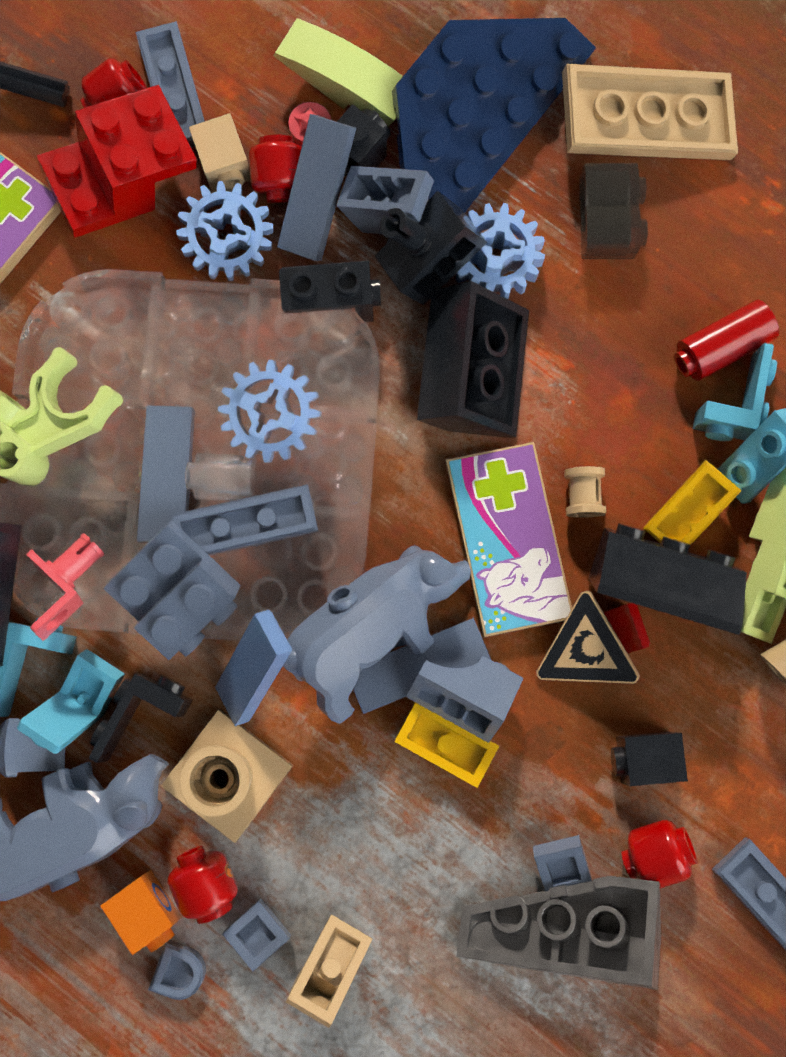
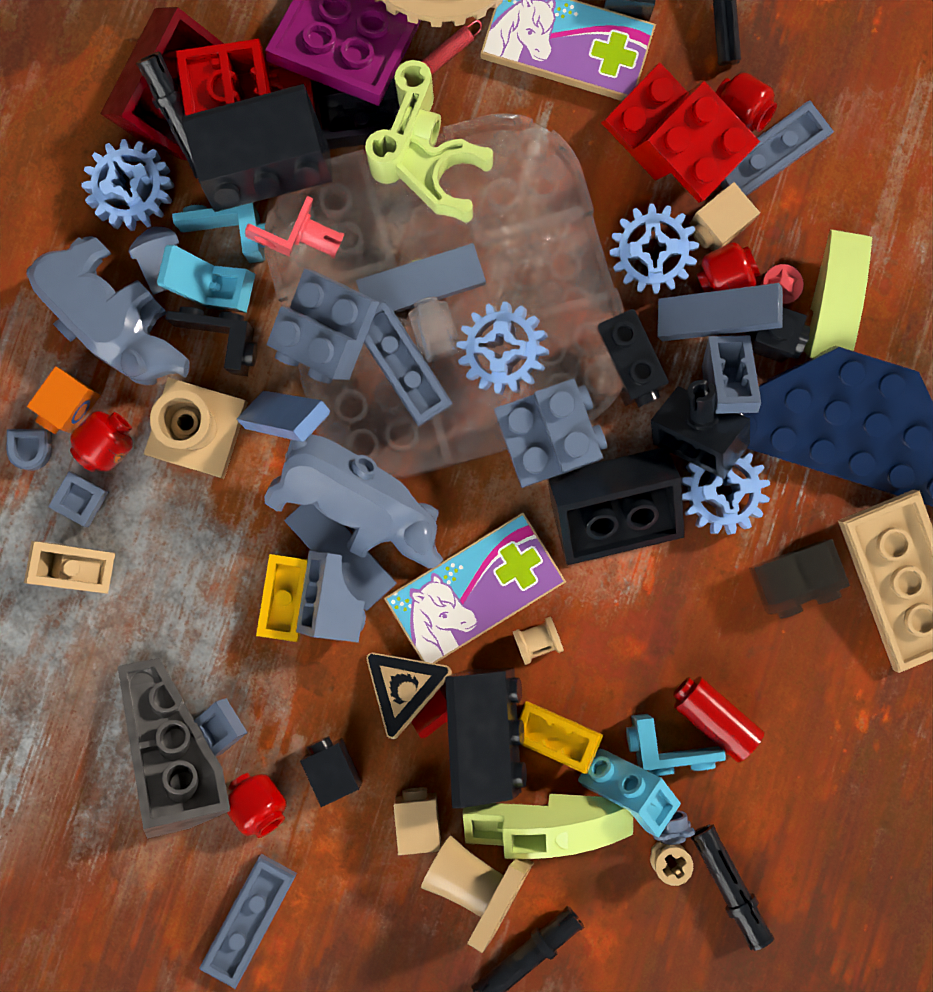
camera: 65 degrees right, 5 degrees up
(376, 395) = (550, 432): none -> sand blue plate
(734, 685) = (417, 822): none -> tan brick

